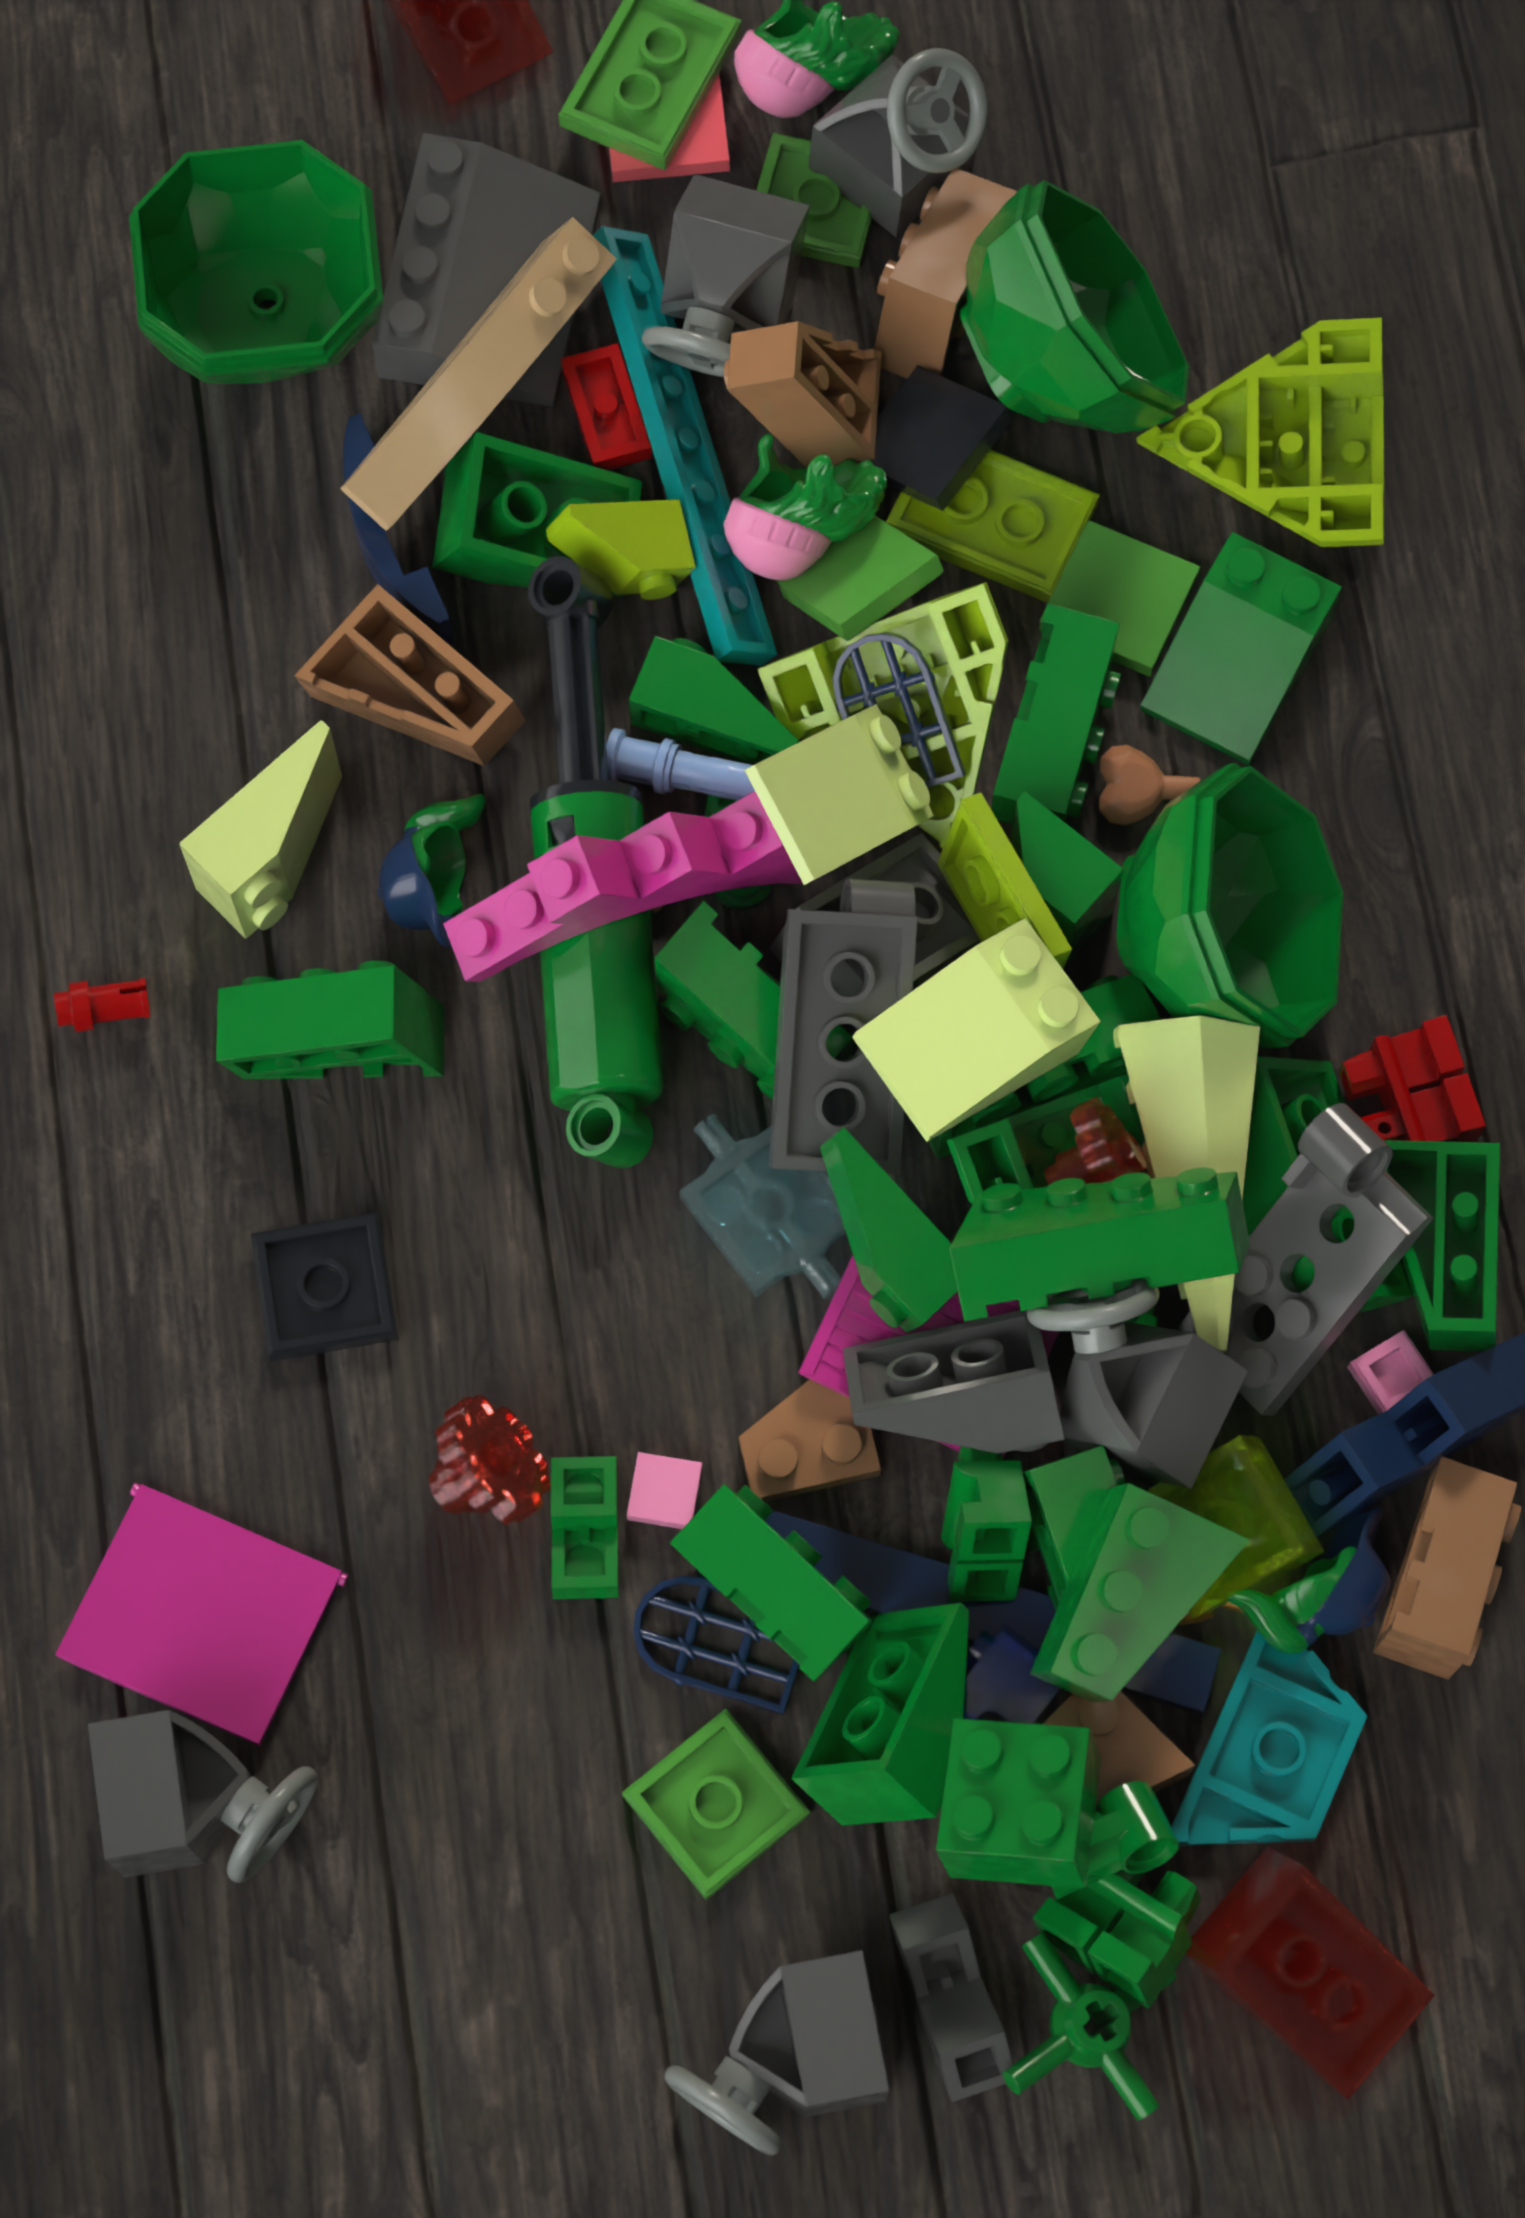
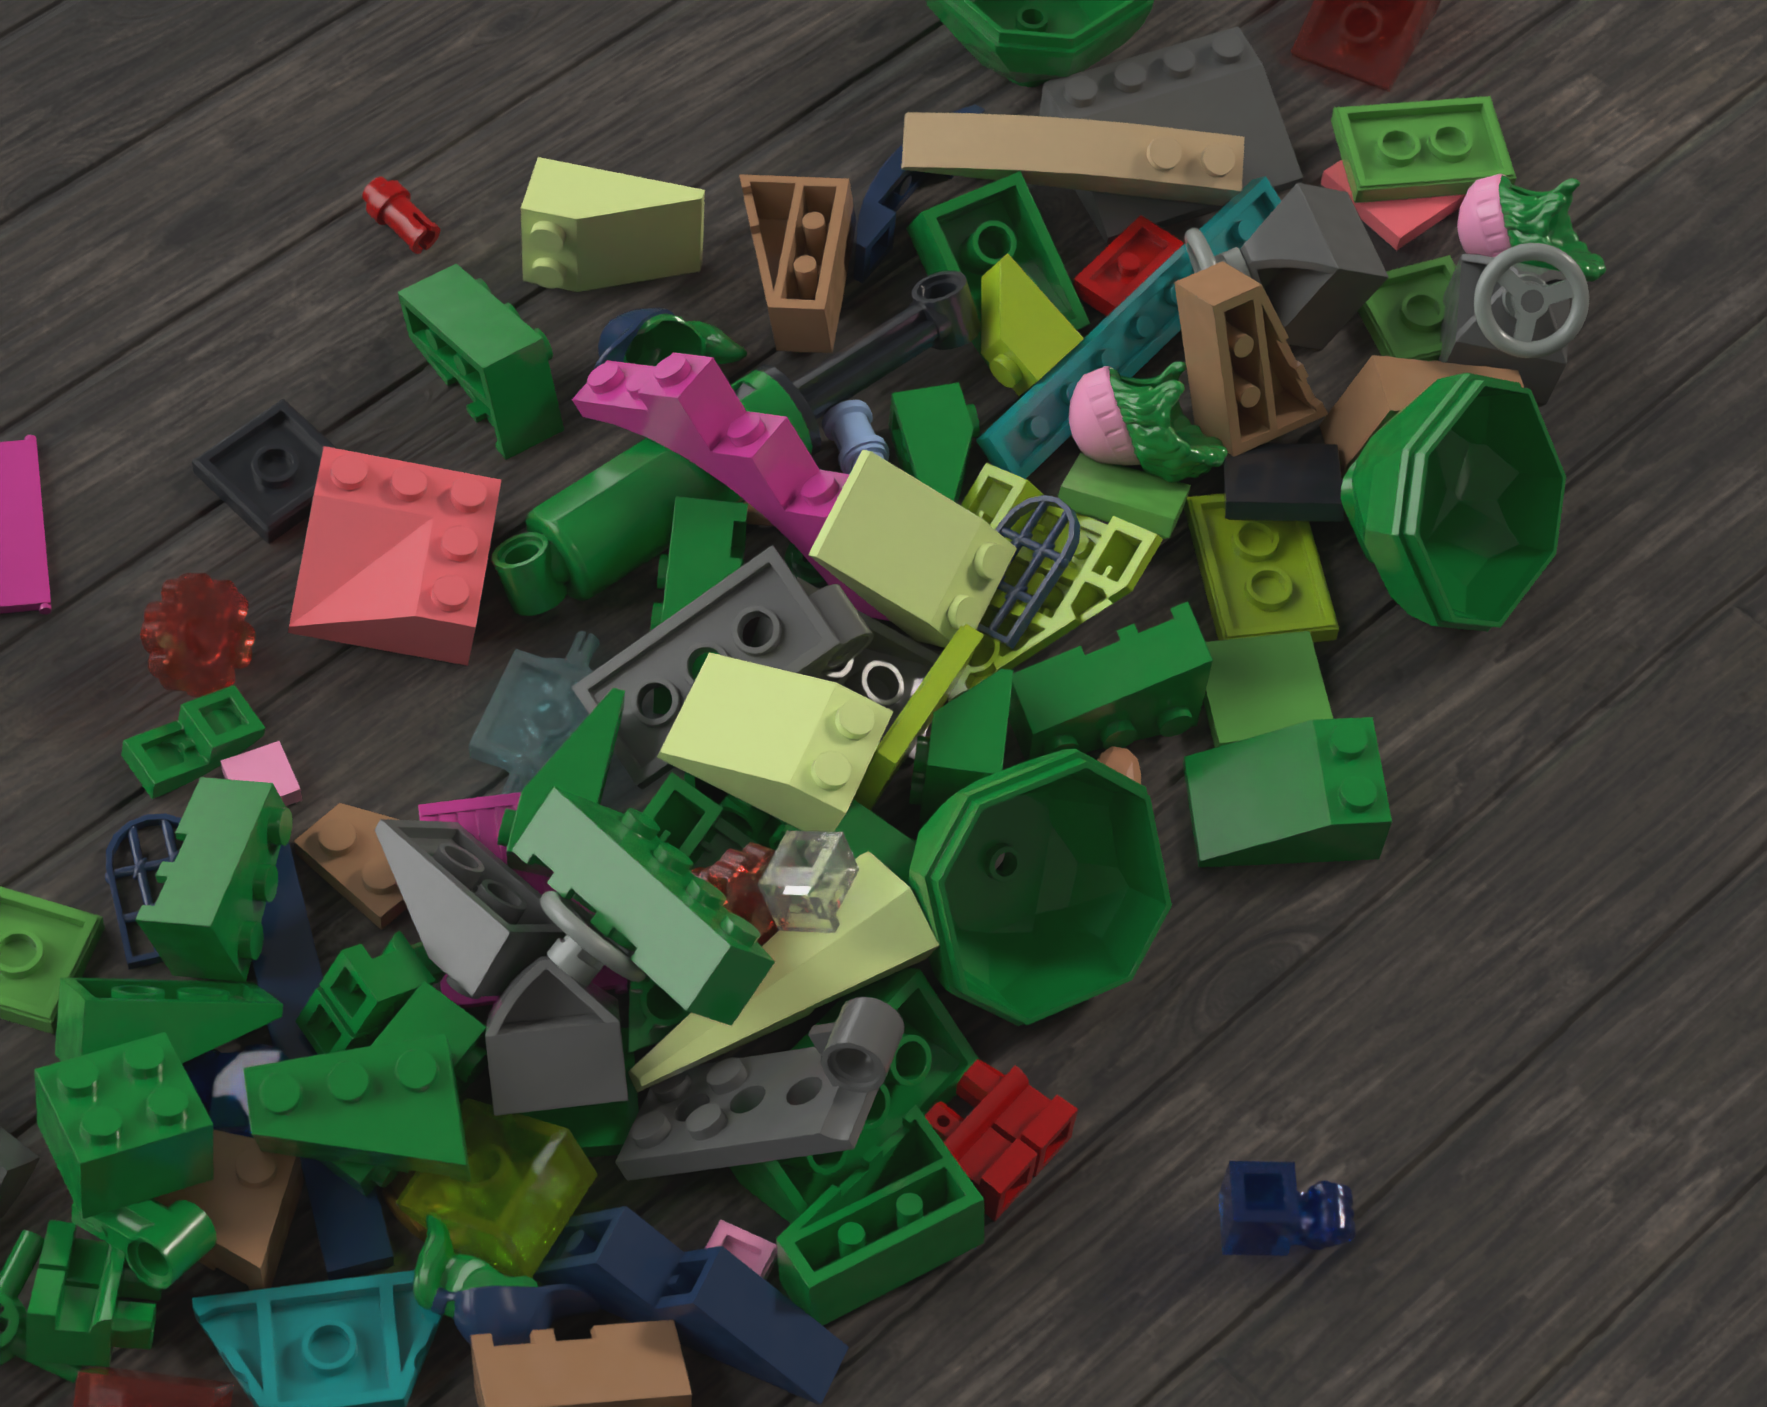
camera: 50 degrees right, 15 degrees down
(514, 1236) = (395, 556): none -> coral slope
(1112, 1082) = (808, 880): none -> clear brick
(1296, 435) = (1504, 733): lime wedge -> none

